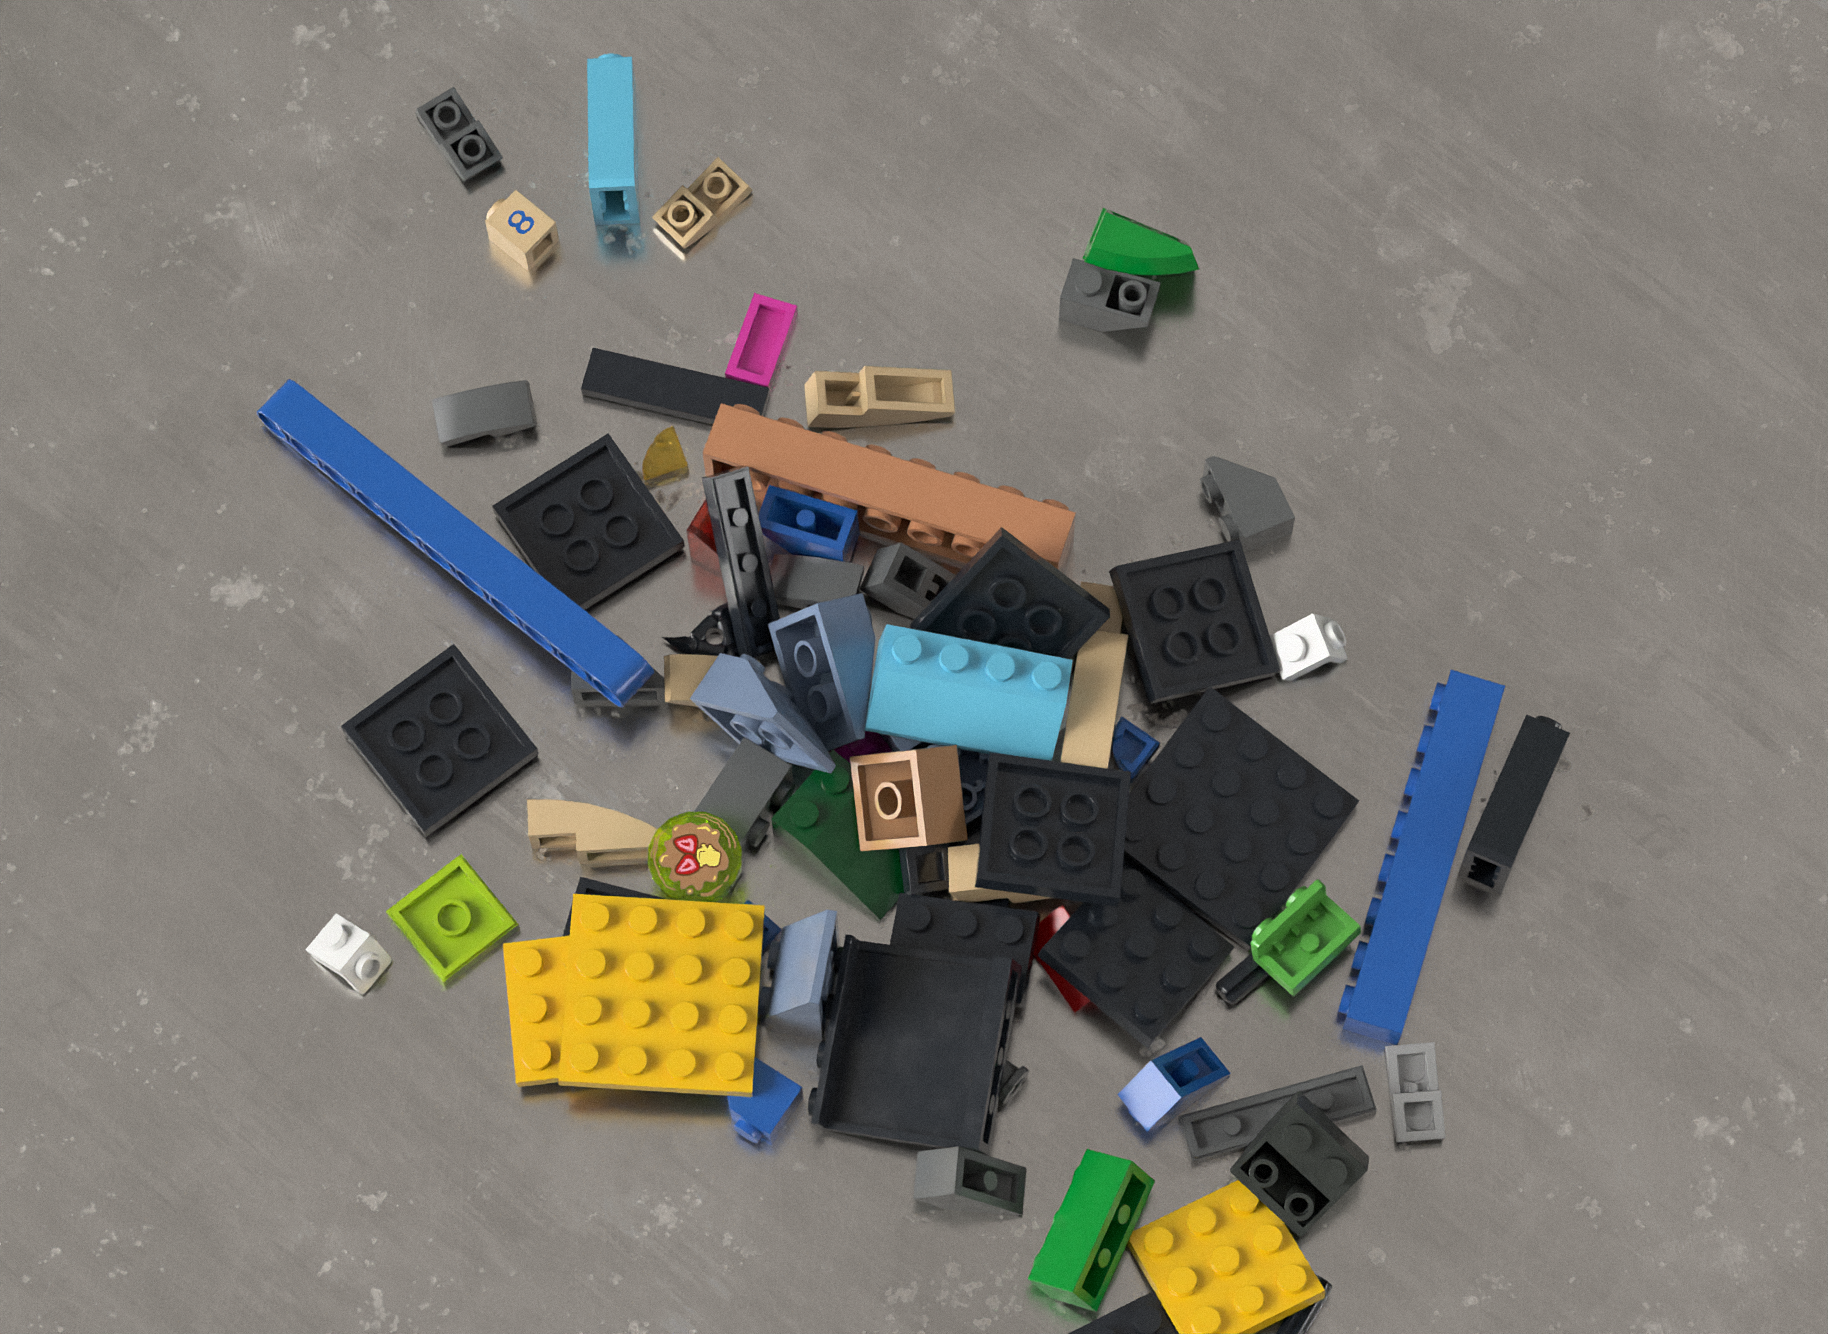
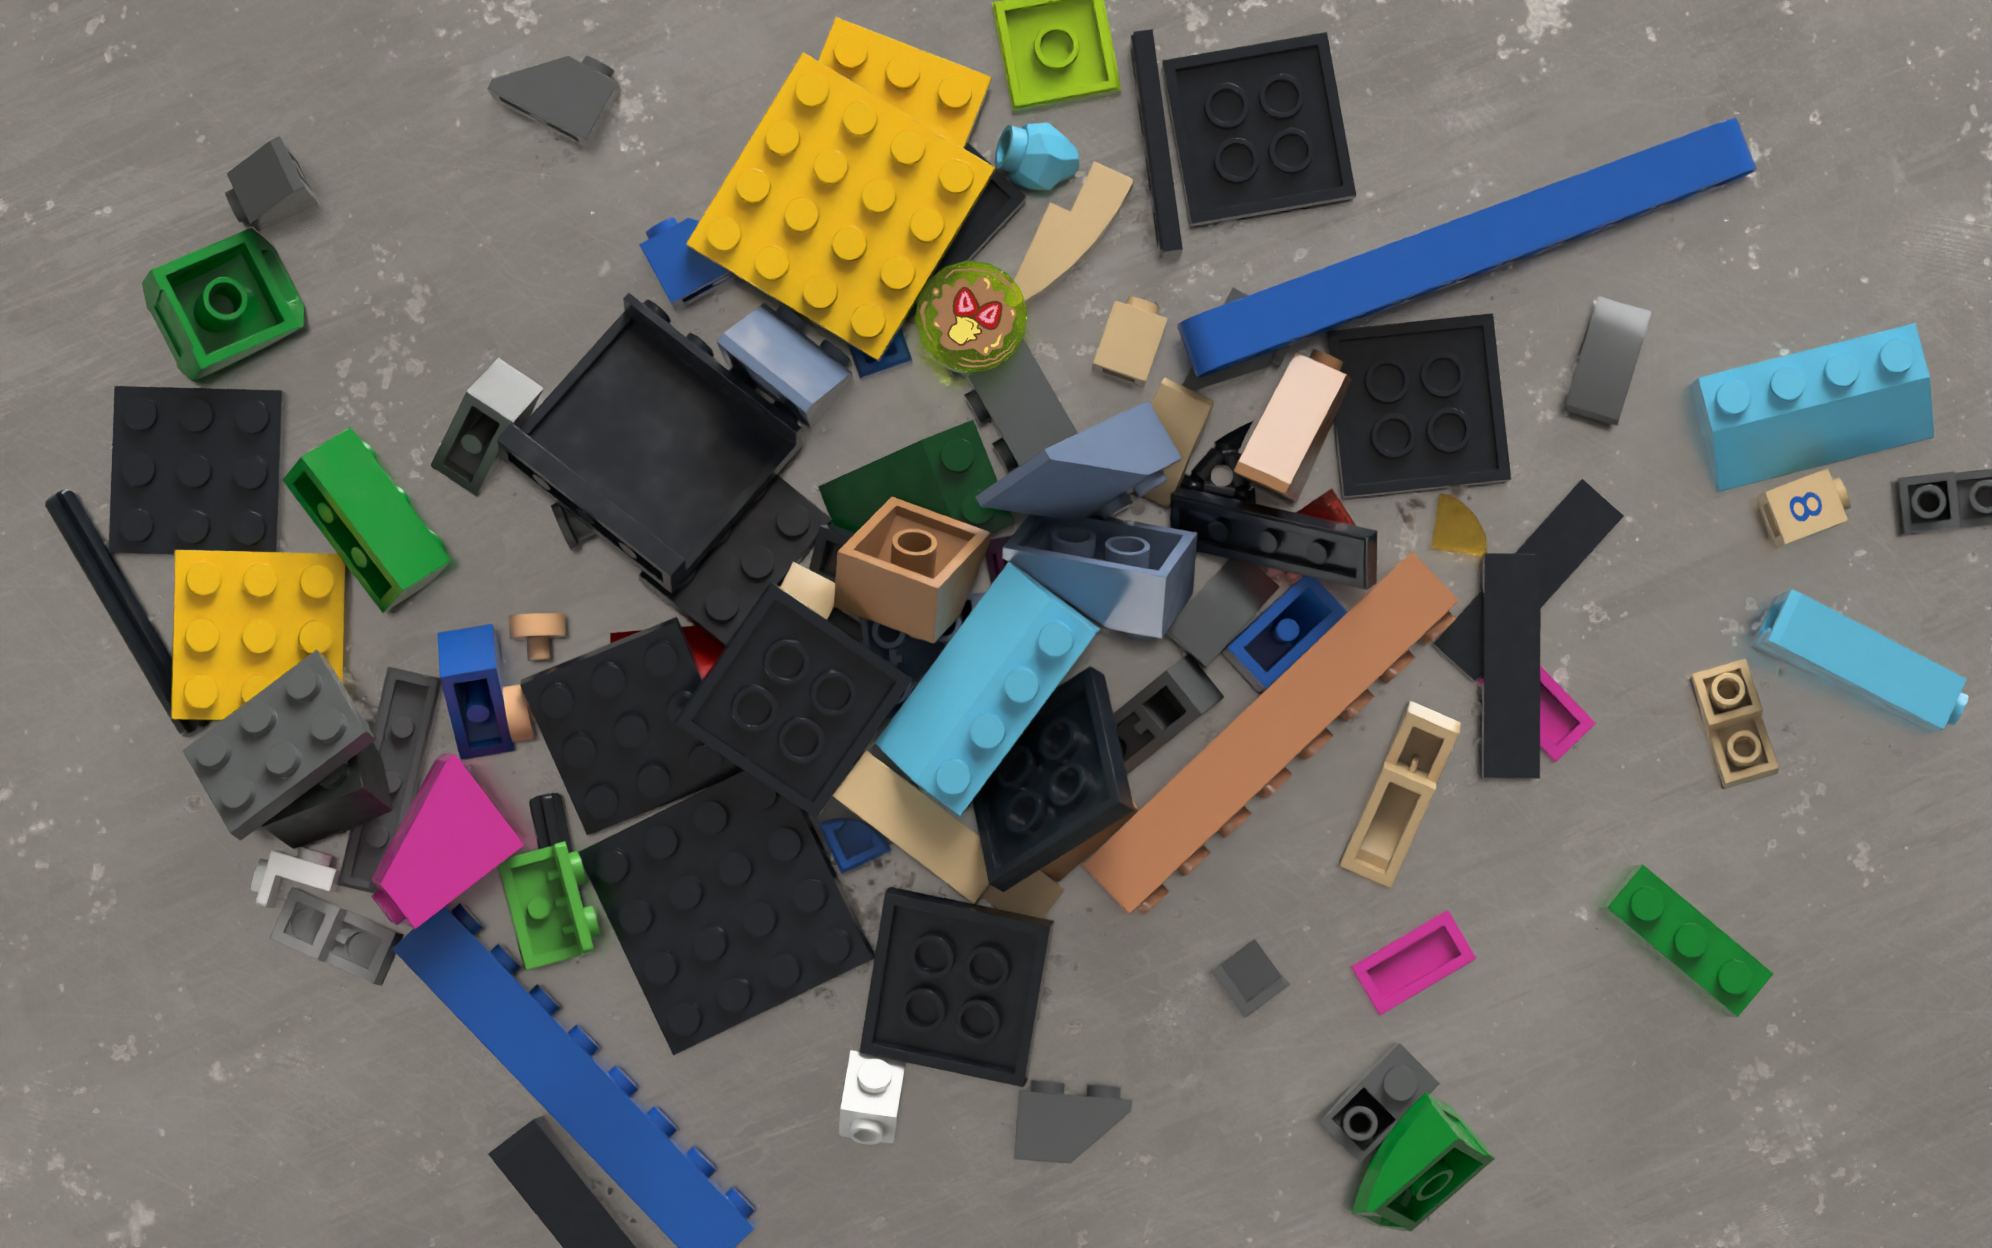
camera: 115 degrees right, 15 degrees up
(441, 260) = (1815, 407): none -> medium azure slope
(490, 805) = (1155, 144): none -> black tile
(545, 887) = (1036, 156): none -> medium azure rock
(649, 748) = (1130, 341): none -> tan brick
(652, 589) = (1295, 424): none -> slope
(684, 1260) = (562, 95): none -> dark grey slope
(745, 365) = (1511, 666): none -> black tile
(876, 156) = (1686, 941): none -> green brick
(995, 332) = (1413, 962): none -> dark pink tile
(1072, 430) = (1249, 979): none -> dark grey panel
(1103, 1062) = (537, 630): none -> light nougat tile
(1171, 1039) = (518, 714): none -> light nougat tile
(1300, 1190) = (278, 745): none -> dark grey plate
(1305, 1035) = (441, 845): none -> dark pink slope
(1378, 1136) = (307, 868): none -> white bracket

